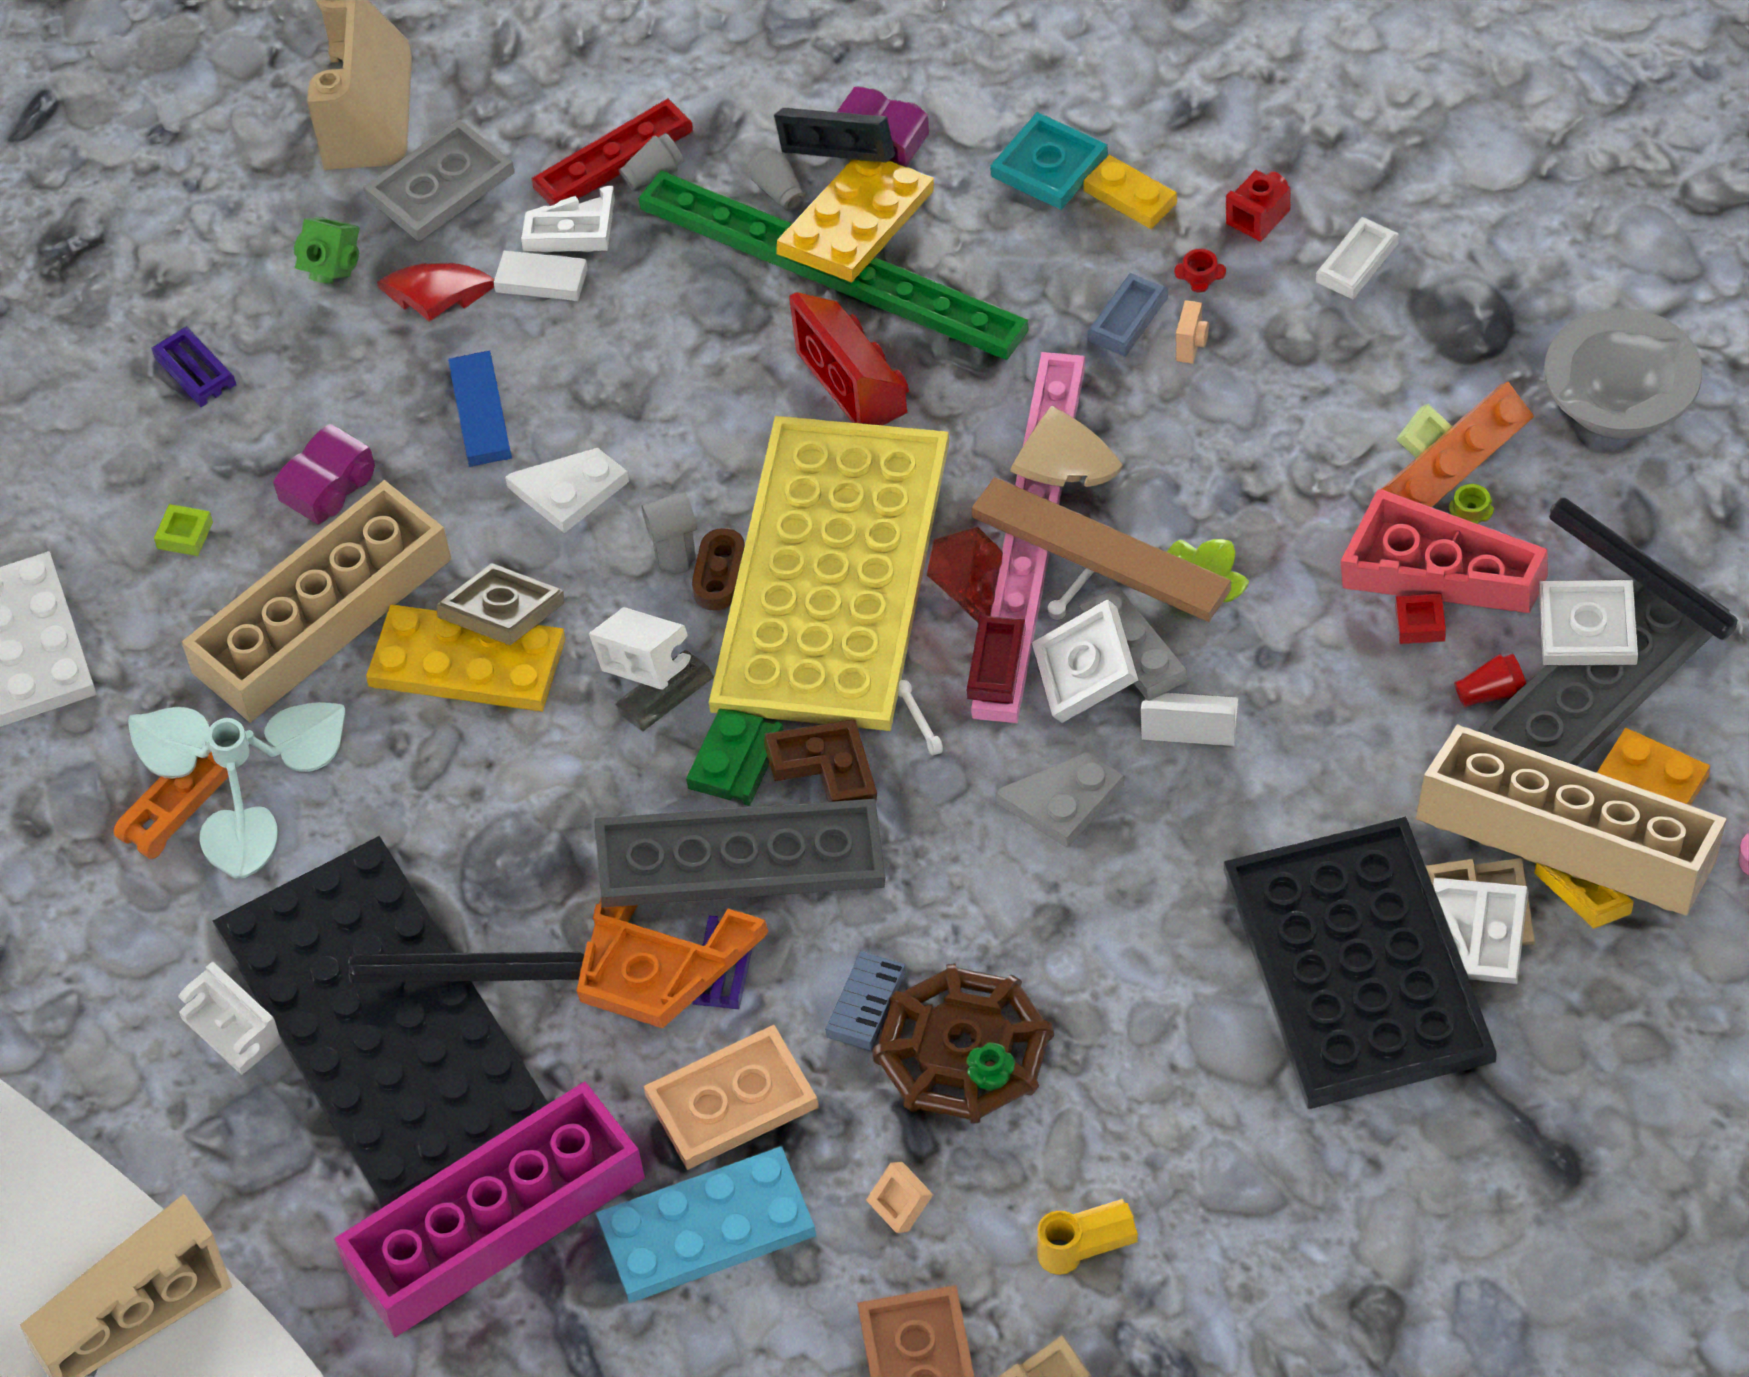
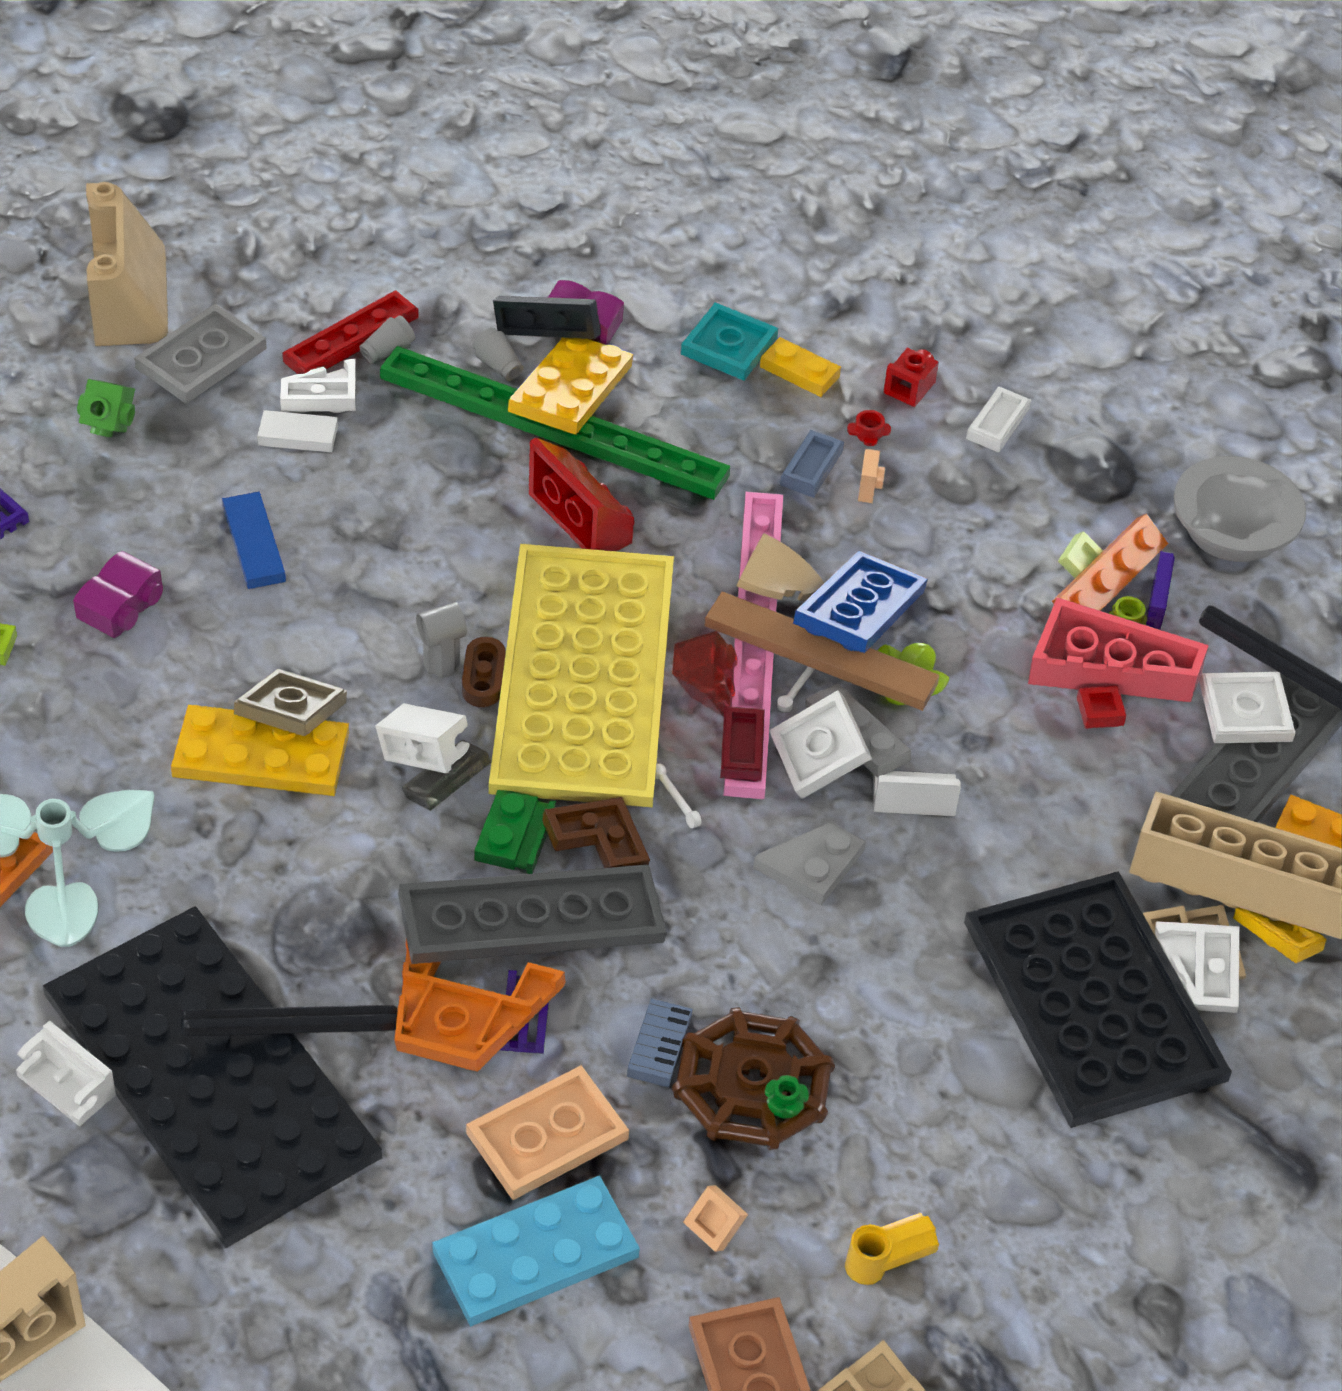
camera: 15 degrees left, 5 degrees down
(317, 600) = (121, 701): tan brick -> none
(436, 287) = (204, 440): red brick -> none
(490, 1208) = (332, 1242): dark pink brick -> none
(569, 486) = (339, 605): white wing -> none
(1153, 490) = (860, 602): none -> blue plate
(1492, 681) = (1172, 757): red cone -> none
(1511, 479) = (1160, 590): none -> dark purple tile

